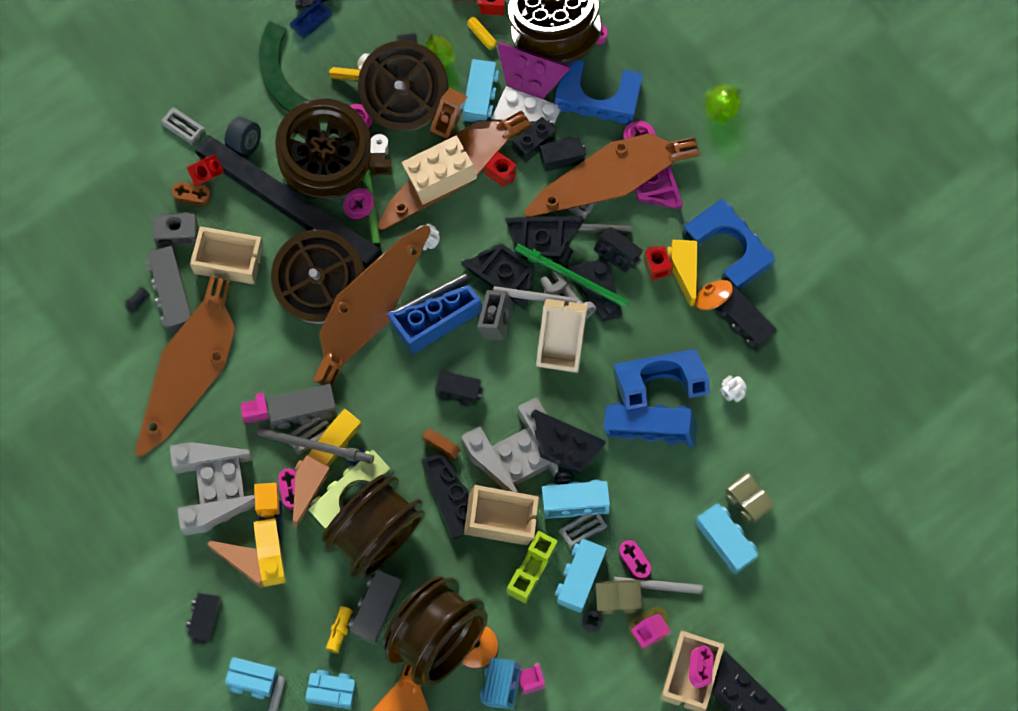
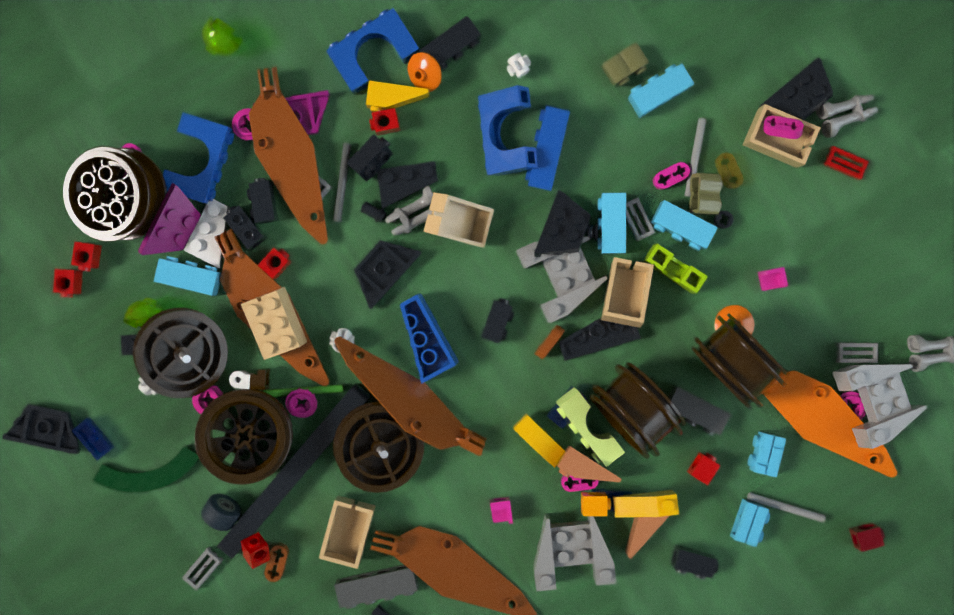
camera: 85 degrees left, 20 degrees up
(184, 235) = (313, 591): dark grey brick -> none
(302, 406) = (504, 467): dark grey brick -> none
(305, 427) = (536, 475): light grey tile -> none
(311, 620) = (704, 467): none -> red brick
(339, 629) = (713, 443): yellow pin -> none
(344, 74) = (158, 409): yellow axle -> none
(351, 454) = (562, 425): dark grey bar -> none
(437, 292) = (400, 339): dark grey bar -> none
(448, 113) = (213, 309): dark orange brick -> none
(482, 34) = (121, 269): yellow axle -> none
(495, 315) = (428, 281): dark grey brick -> none
(501, 683) = (775, 305): dark azure brick -> none
(534, 295) = (412, 242): light grey bar -> none
(536, 257) = (373, 238): green bar -> none
(545, 234) = (350, 228): black wing -> none
(651, 630) = (742, 167): dark pink panel -> none

